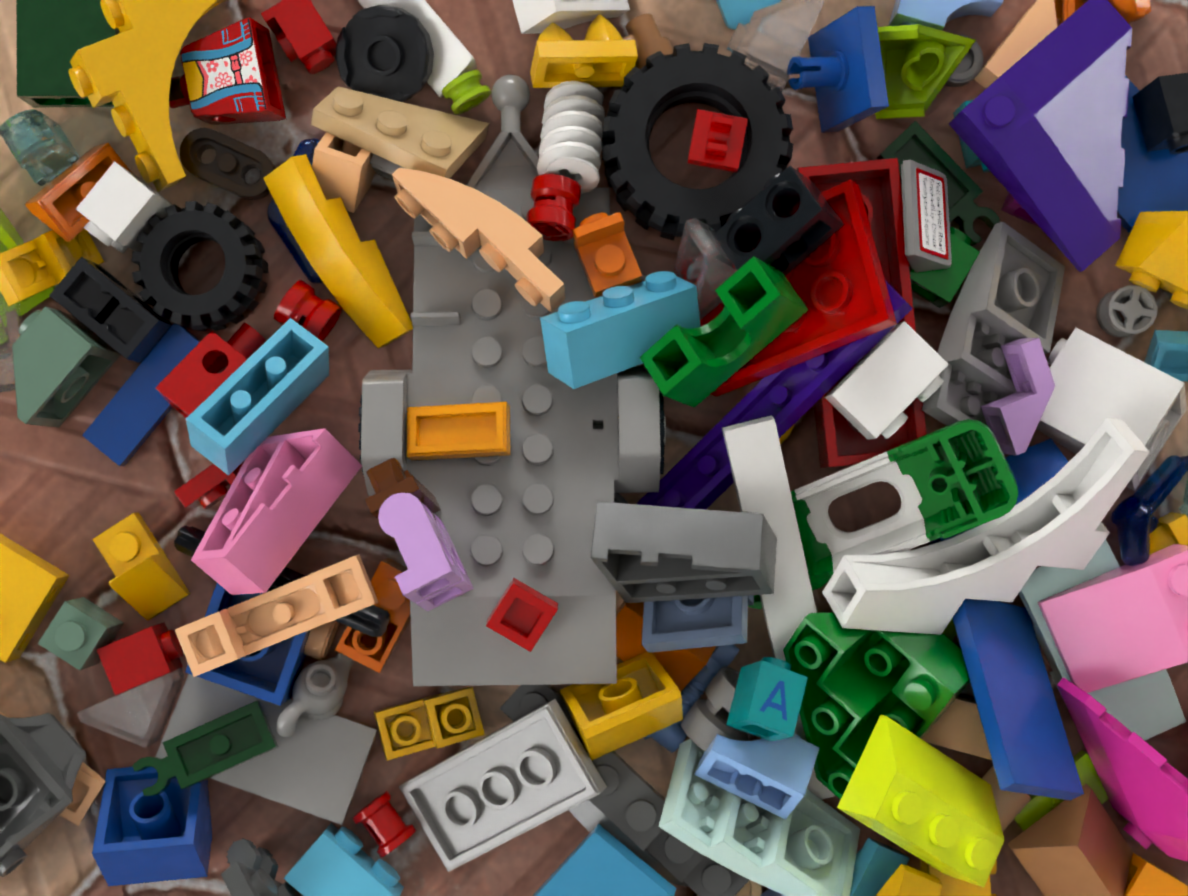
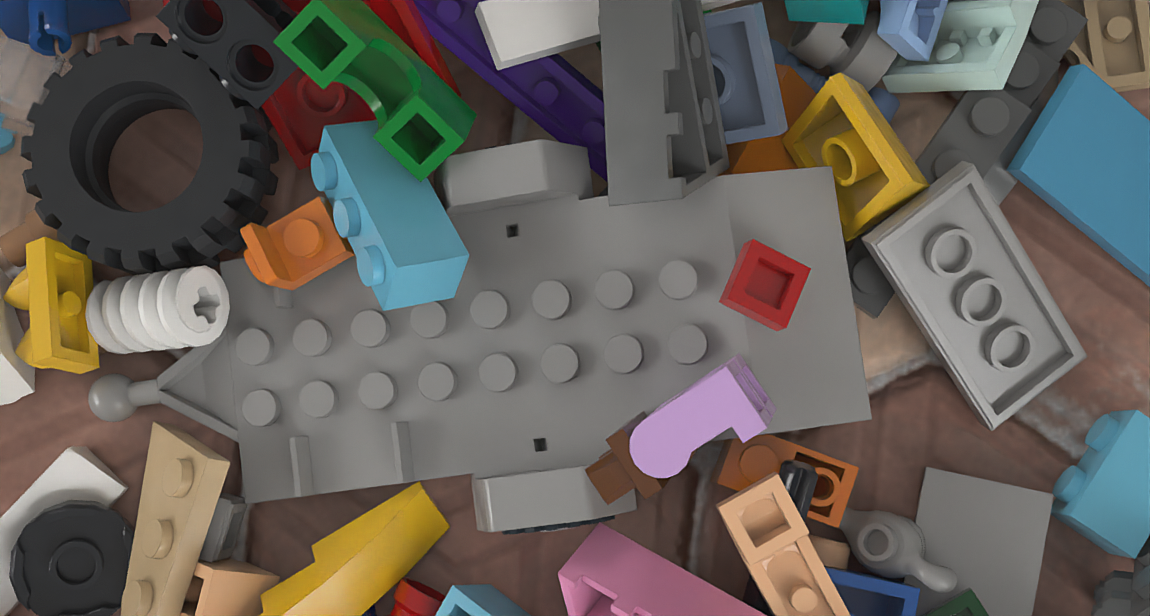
camera: 90 degrees left, 5 degrees down
(384, 824) = (1042, 442): red bush -> none
(429, 723) = (907, 404): yellow slope -> none
(458, 431) = (540, 401): light orange tile -> none
(466, 92) = (115, 453): lime bush -> none
(470, 219) = (268, 421): light nougat slope -> none
(553, 206) = (238, 318): red wheel -> none
(703, 263) = (295, 118): clear slope -> none
(717, 140) = (138, 119): red tile -> none

